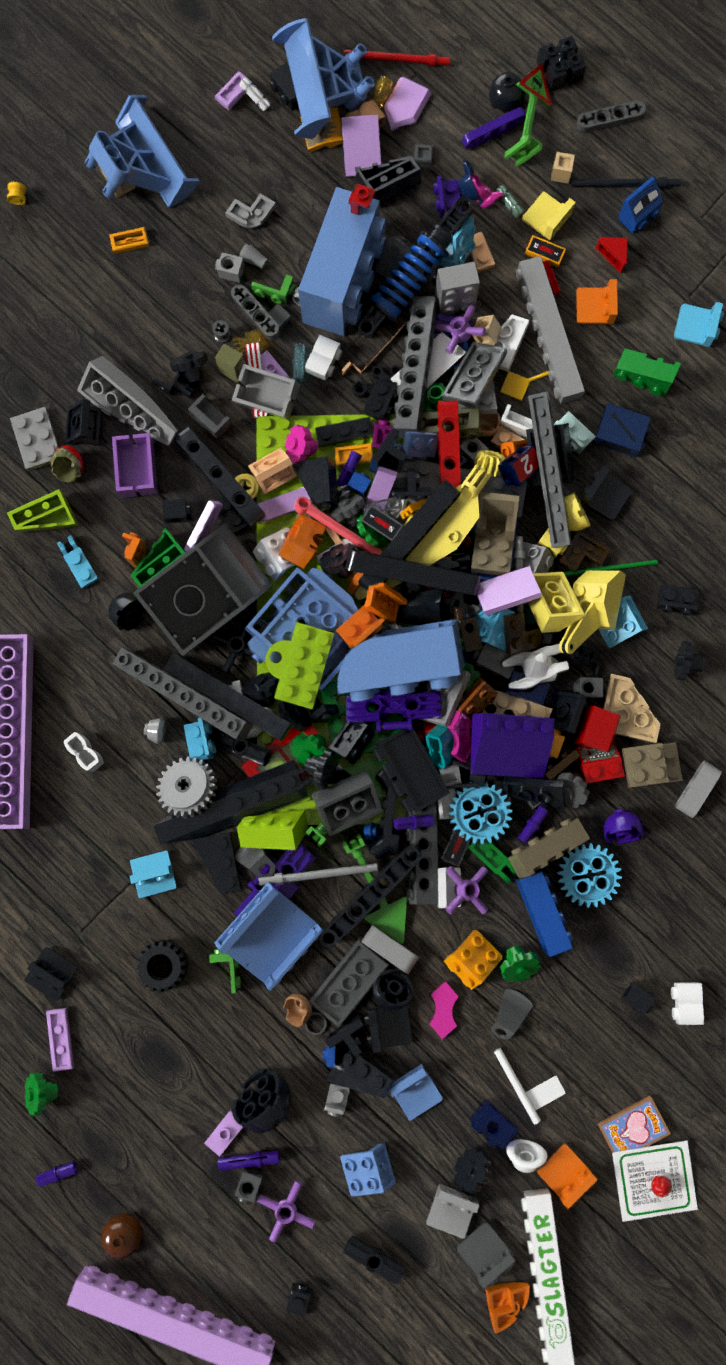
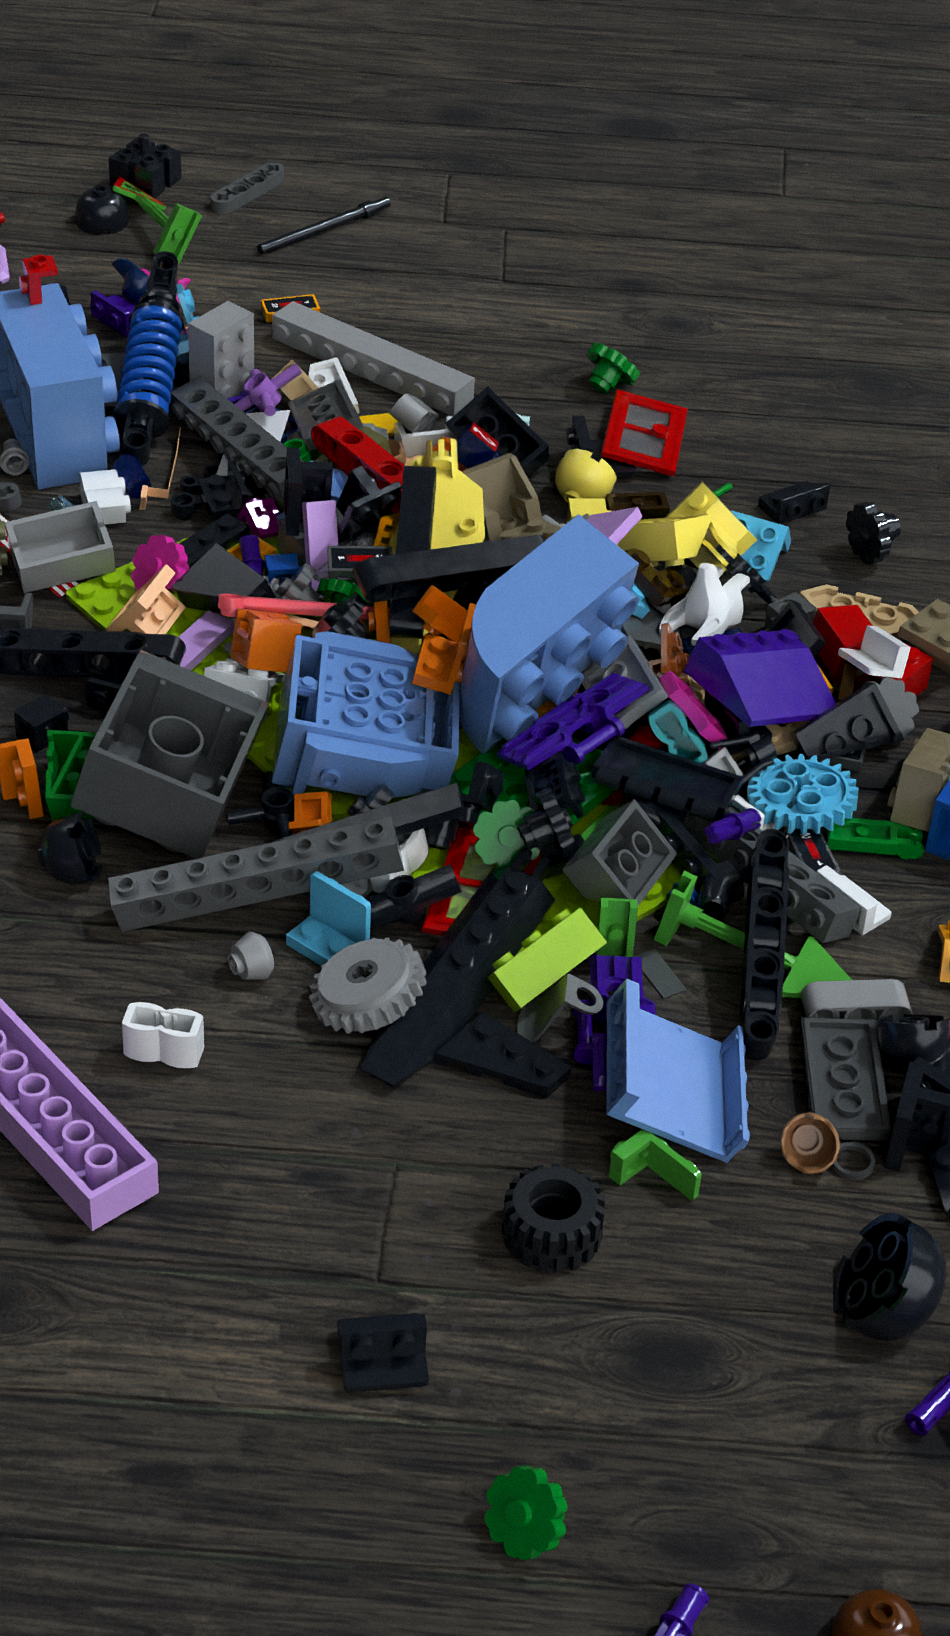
camera: 45 degrees left, 40 degrees down
(60, 1039) = (482, 1431): lavender tile -> none
(152, 874) = (421, 1124): medium azure bracket -> none
(204, 524) = (102, 687): lavender tile -> none
(223, 1134) = (878, 1380): lavender plate -> none
(242, 667) = (311, 811): none -> orange bracket
(280, 879) = (672, 956): light grey bar -> none
(300, 664) = (402, 732): lime plate -> none
(328, 858) = (660, 974): none -> dark grey sticker
(329, 1056) = (917, 1171): blue plate -> none
(350, 348) = (133, 473): none -> clear blue piece
(460, 890) = (880, 880): medium lavender bar -> none
(494, 128) = (117, 241): dark purple beam -> none
(510, 202) = (207, 289): sand green axle -> none
(518, 406) = (414, 414): none -> light grey beam
(533, 824) = (880, 776): dark purple pin -> none
(548, 215) = (262, 280): light yellow bracket -> none
(550, 469) = (518, 435): dark grey plate -> none
(562, 167) = (238, 233): tan brick -> none
(586, 763) = (879, 654): none -> white panel
(597, 304) = (413, 317): orange bracket -> none
(614, 251) = (374, 273): red slope -> none
(622, 430) = (555, 396): dark blue brick -> none
(641, 206) = (366, 225): blue slope -> none
(645, 372) = (528, 339): green wedge -> none
(646, 491) = (644, 432): none -> red door
(669, 429) = (610, 368): none -> green plant
(699, 324) = (543, 289): medium azure bracket -> none

